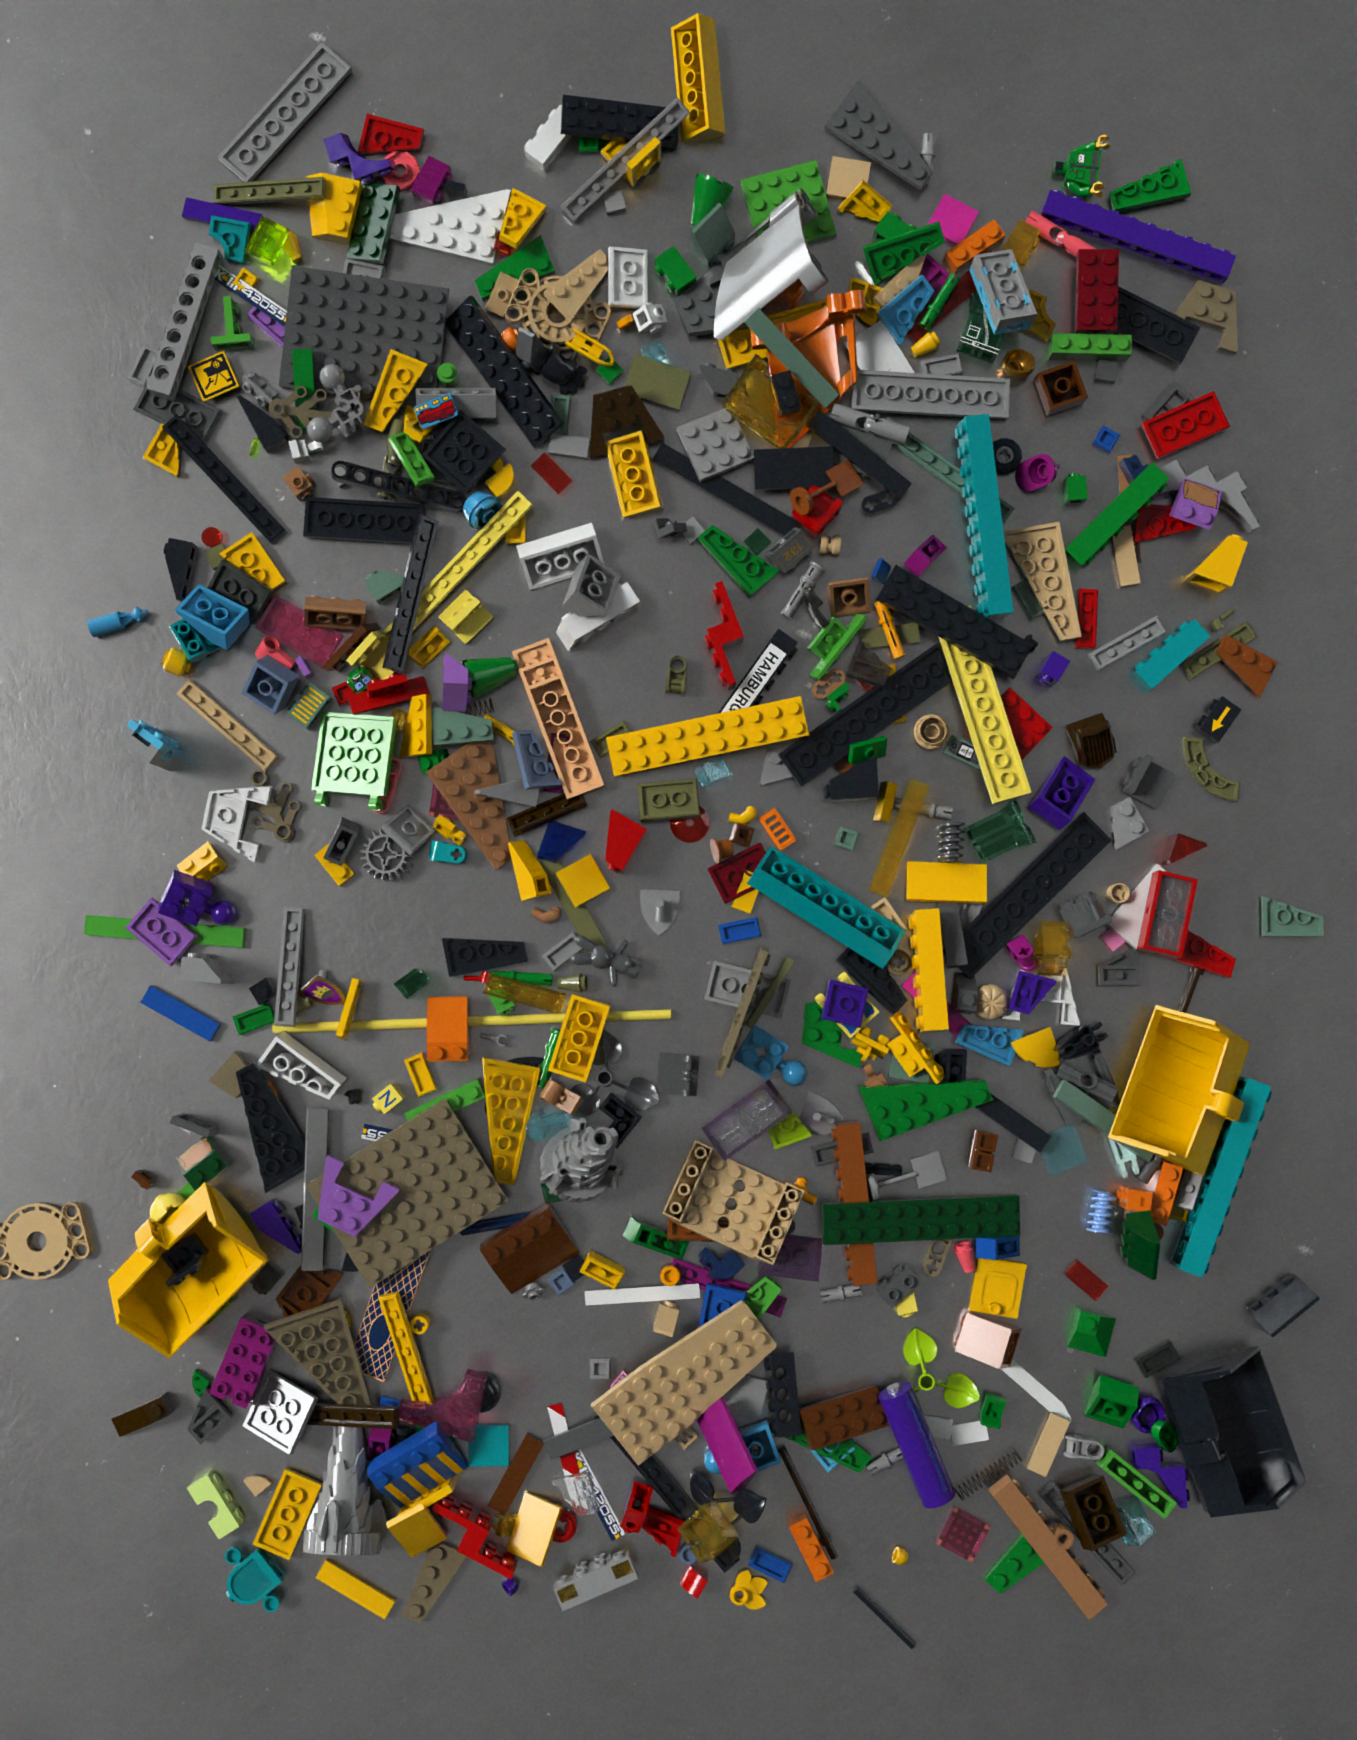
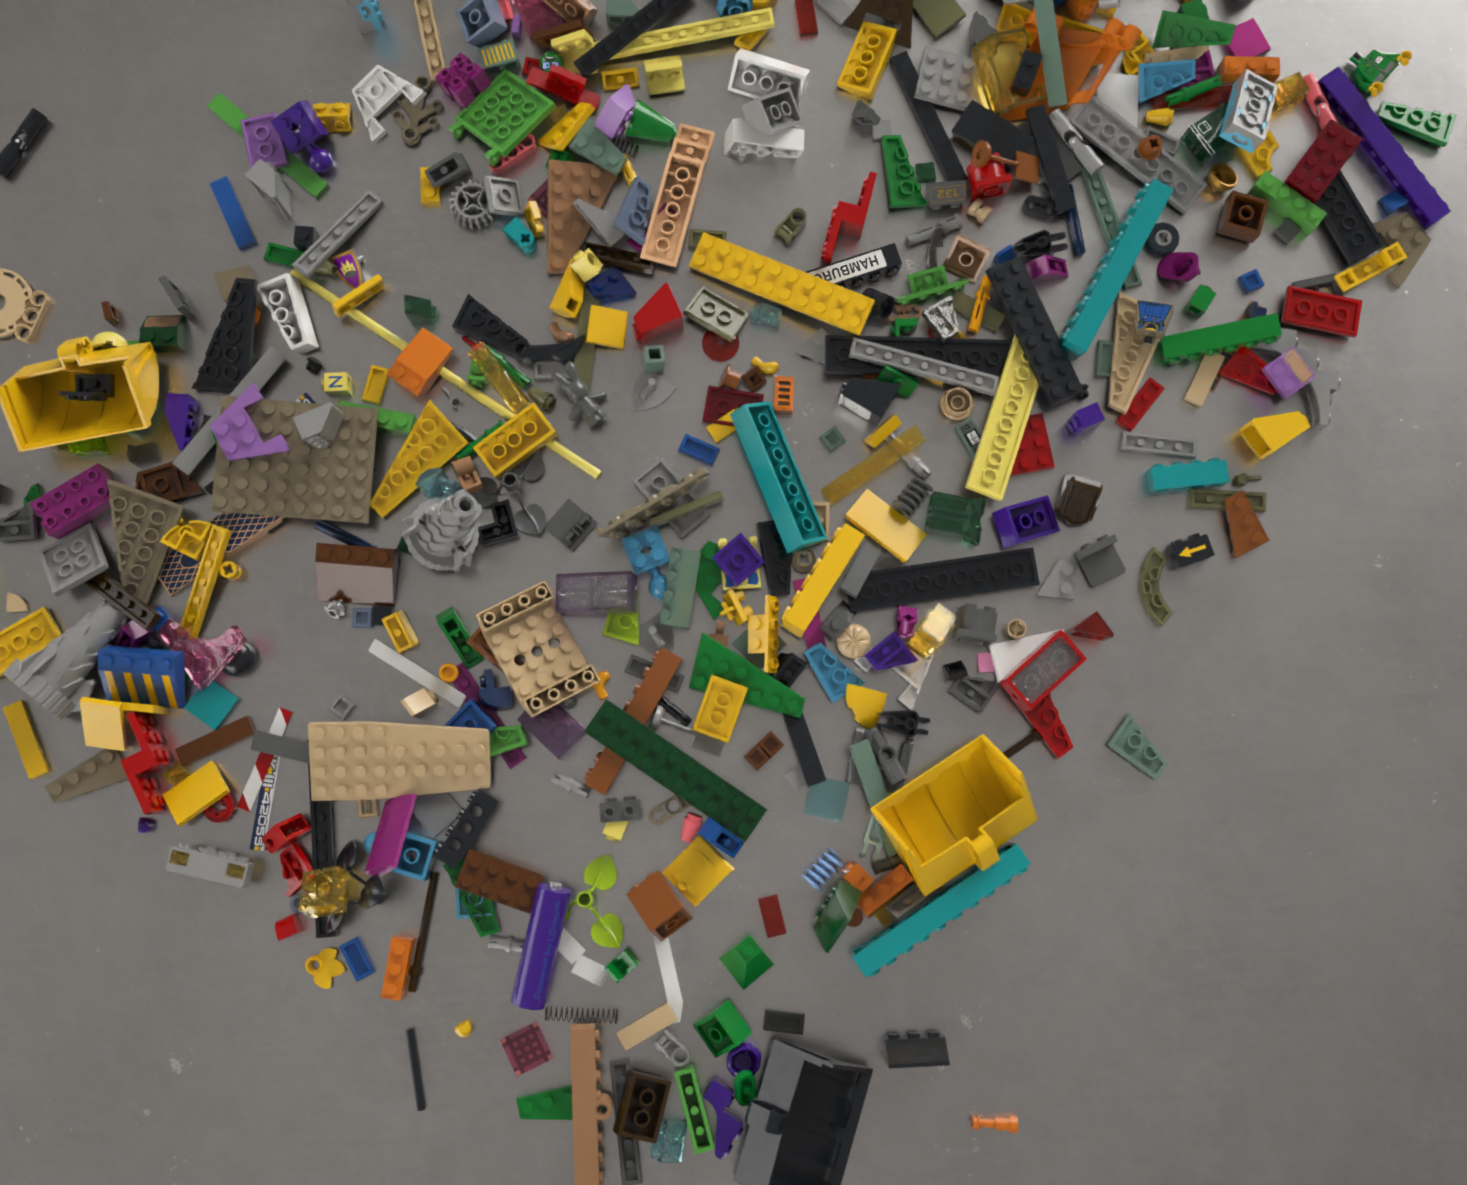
camera: 30 degrees right, 5 degrees down
(295, 751) = (463, 80): none -> magenta brick
(366, 1323) = (189, 538): none -> yellow brick
(415, 1156) = (319, 425): none -> light grey slope
(526, 839) = (586, 264): none -> light yellow brick
(560, 932) = (560, 352): none -> black piece
(578, 1492) = (251, 790): clear wing -> none
(645, 880) = (653, 359): none -> sand green brick
(806, 689) = (883, 303): none -> black wheel
(813, 1062) = (680, 587): none -> sand green brick
(881, 721) = (924, 366): none -> light grey tile
(905, 540) = (1039, 245): none -> black hinge
(920, 1140) = (720, 708): none -> yellow tile
(922, 499) = (1075, 228): none -> dark blue axle
(938, 383) = (1150, 147): none -> dark orange piece
(1049, 541) = (1152, 320): none -> torso
(1092, 964) = (955, 670): none -> black tile
(1179, 278) = (1393, 202): none -> blue slope
(1199, 355) = (1370, 267): none -> yellow slope

